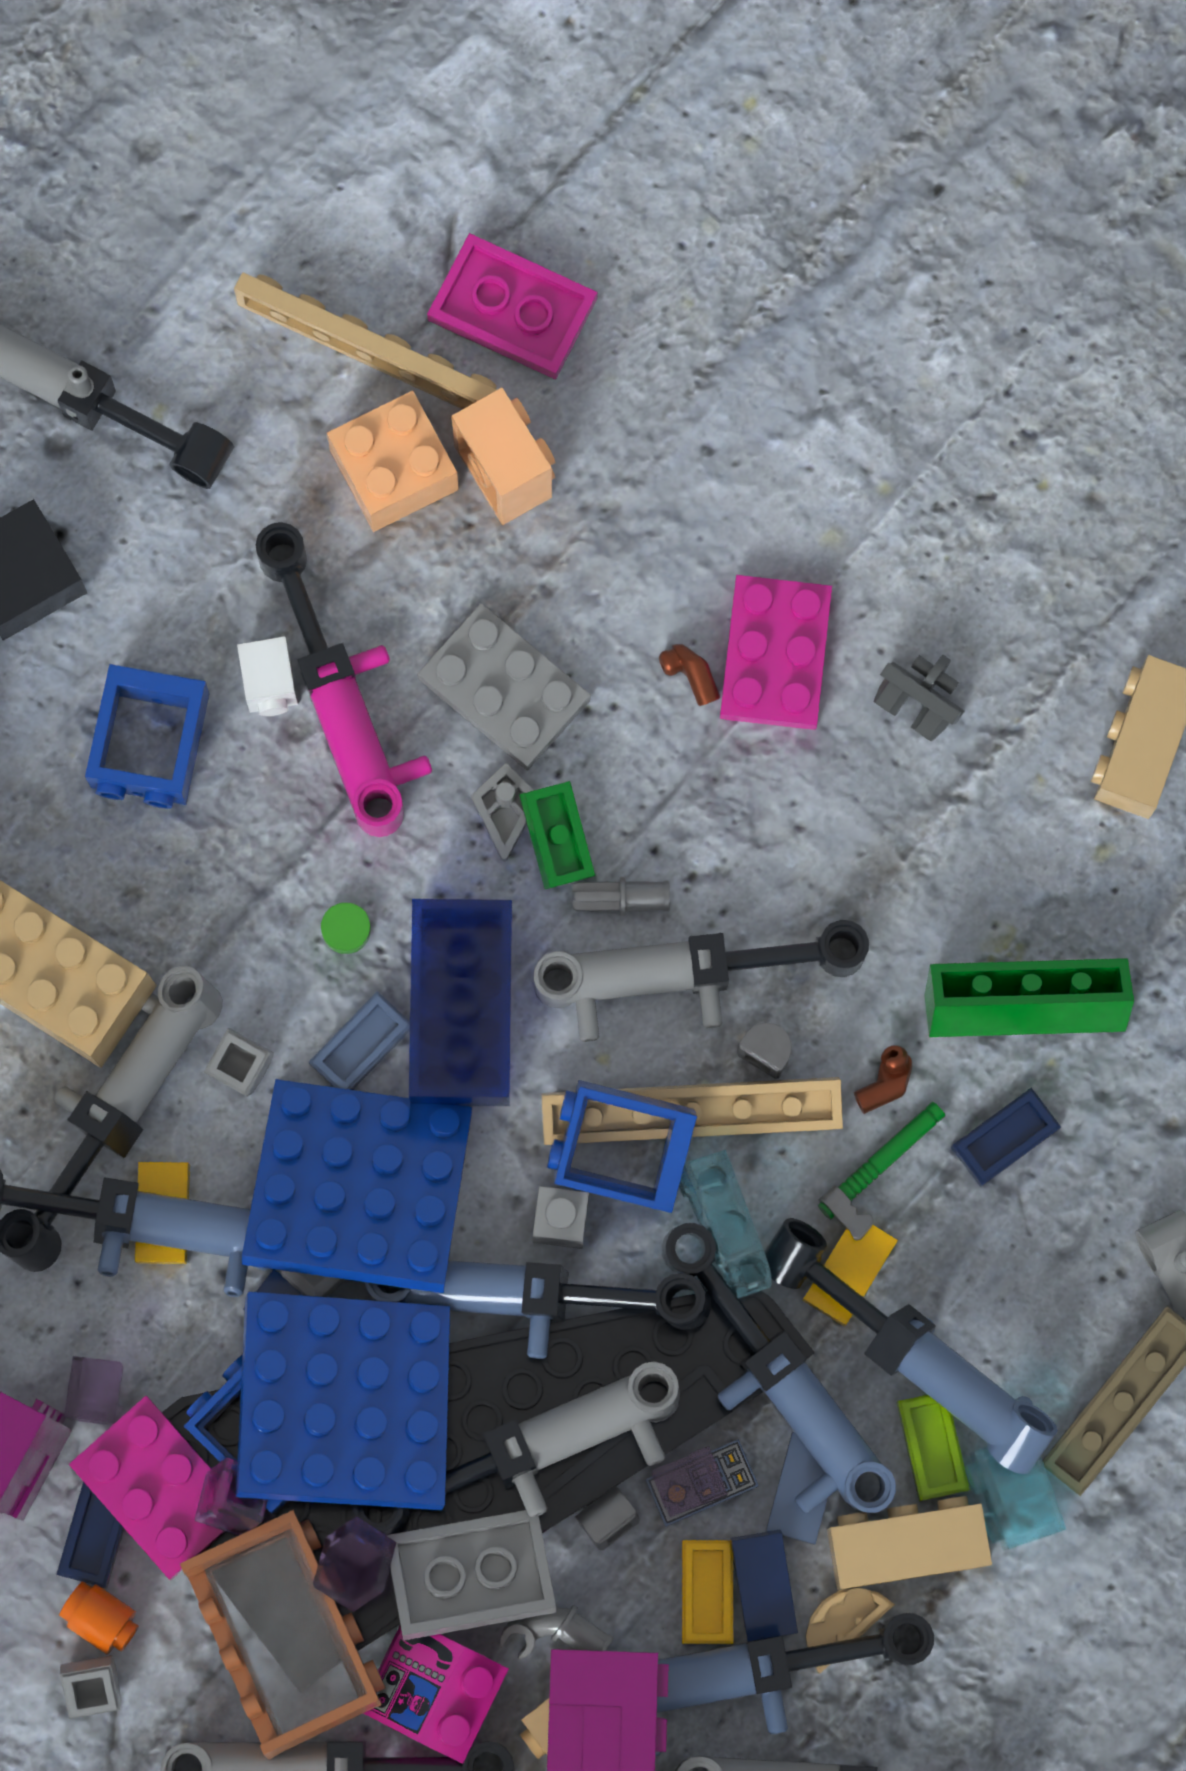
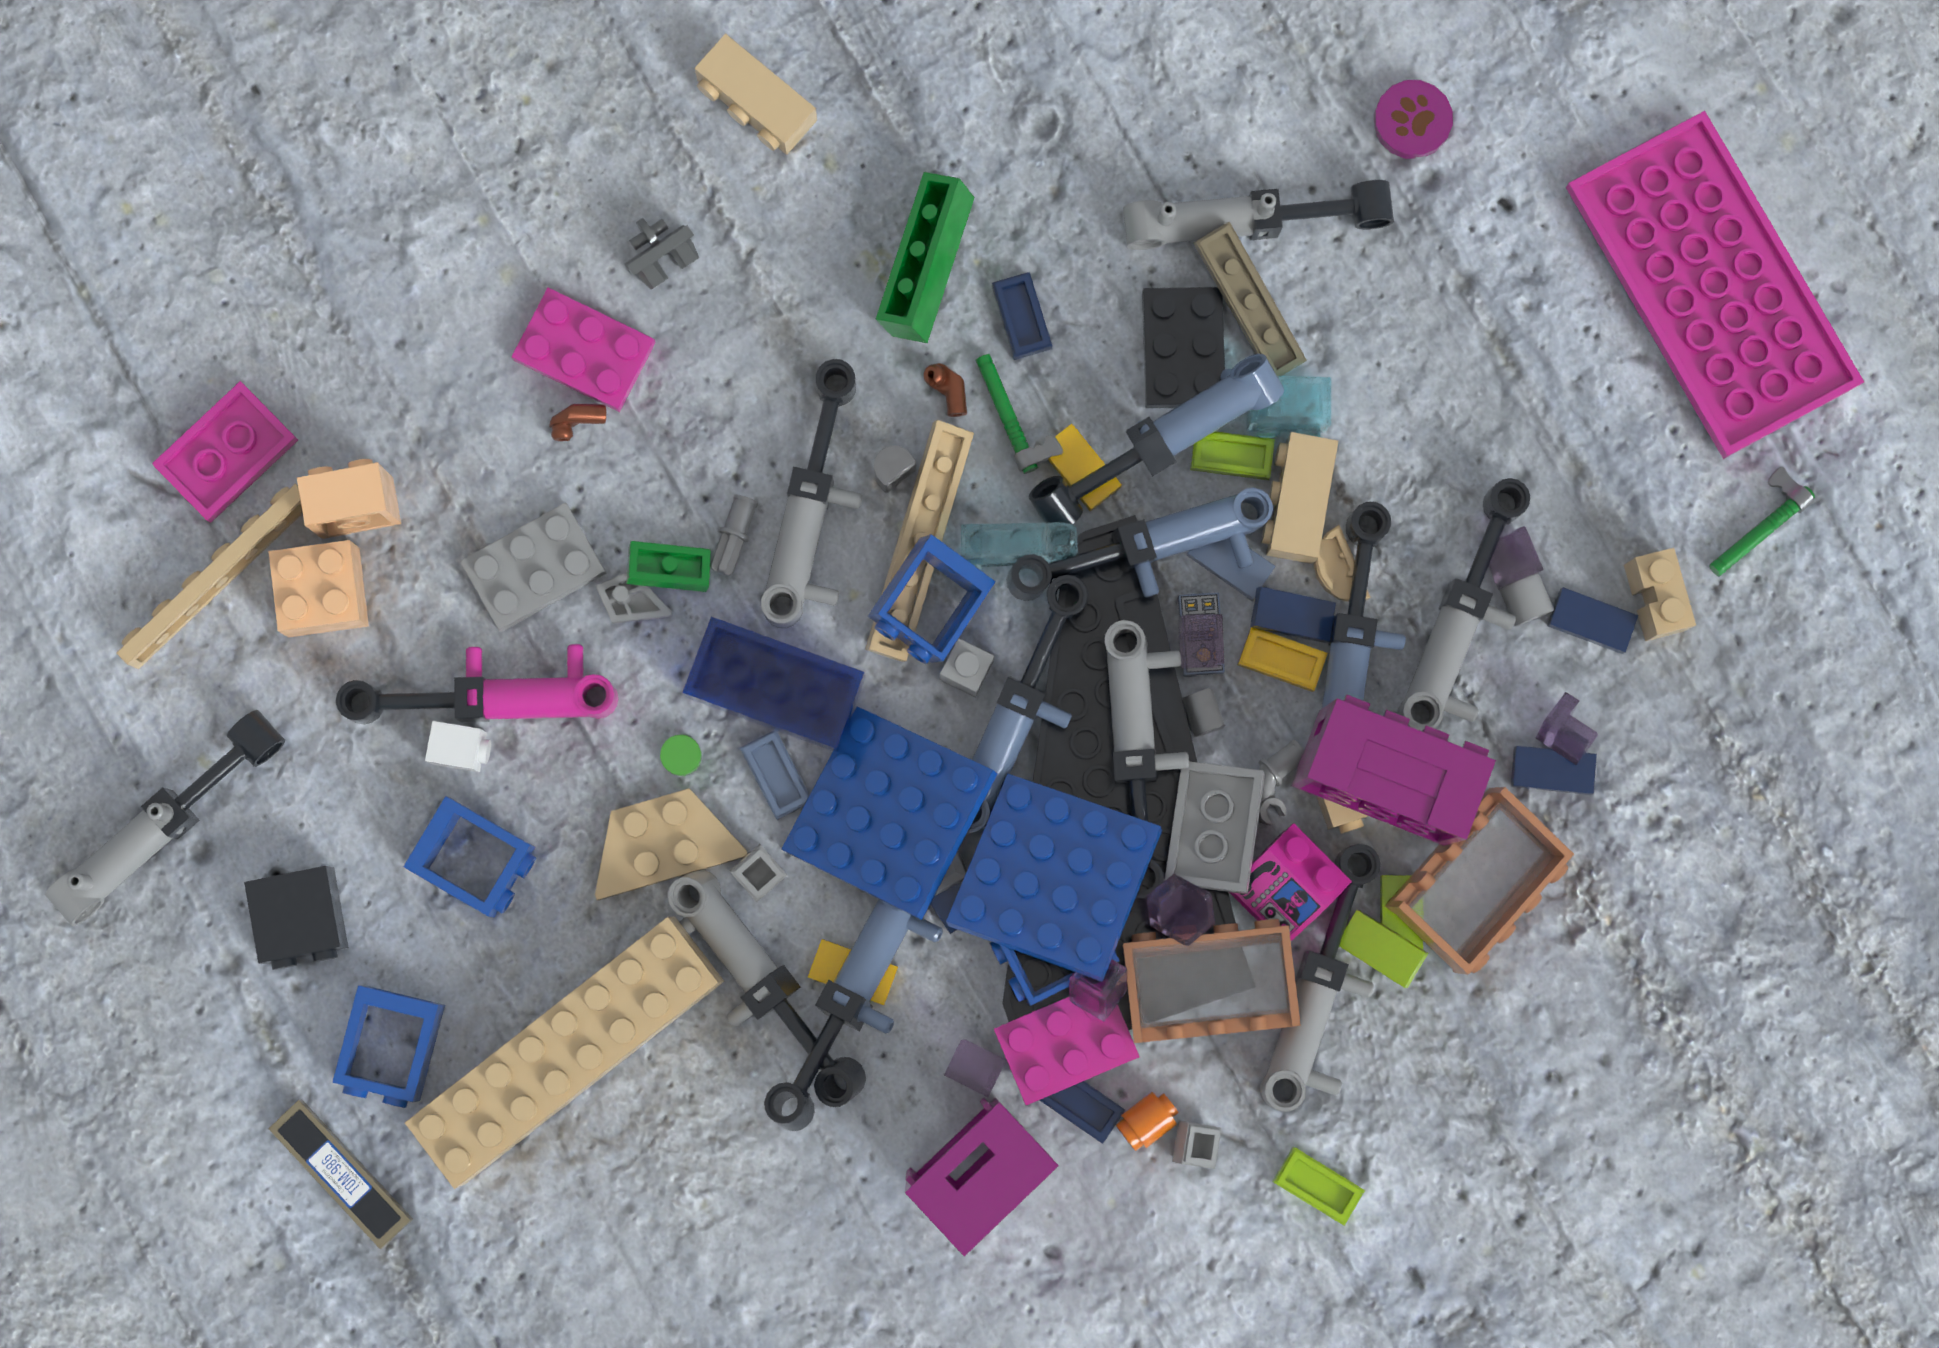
camera: 75 degrees left, 5 degrees up
(238, 943) = (662, 842): none -> tan wing
(1044, 1338) = (1181, 343): none -> black plate

